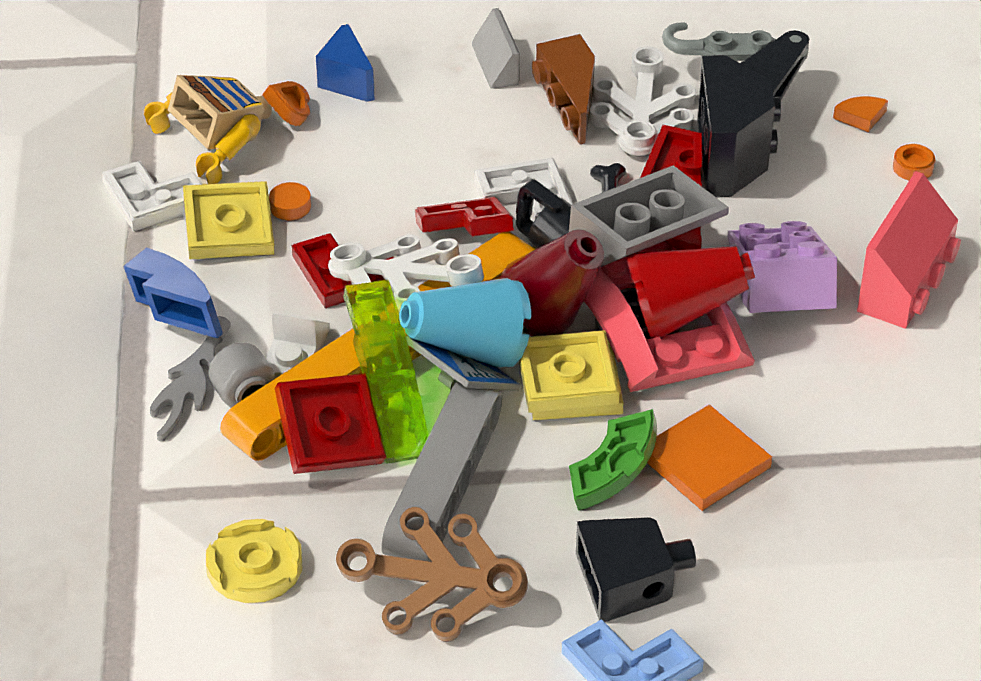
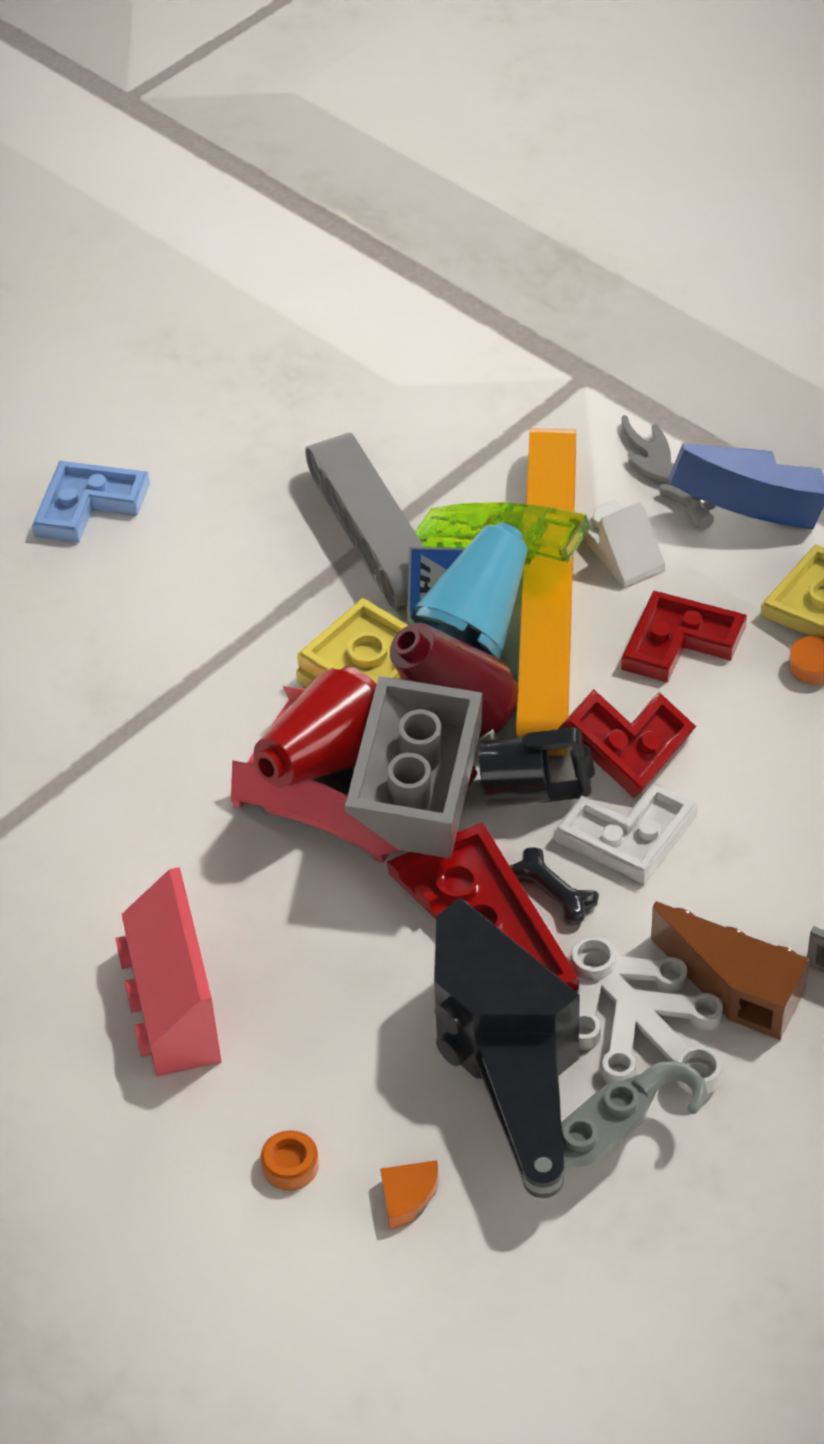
camera: 140 degrees right, 5 degrees up
(239, 372) = (612, 471): light grey head -> none
(254, 561) = (435, 389): light yellow tile -> none
(329, 423) = (496, 470): red tile -> none
(353, 263) = (655, 609): white plant -> none
(440, 574) = (280, 431): medium nougat plant -> none
(616, 461) = (248, 619): bright green tile -> none
(629, 564) = (153, 543): black torso -> none
(707, 457) = (184, 682): orange tile -> none
(789, 266) = (297, 903): lavender slope -> none

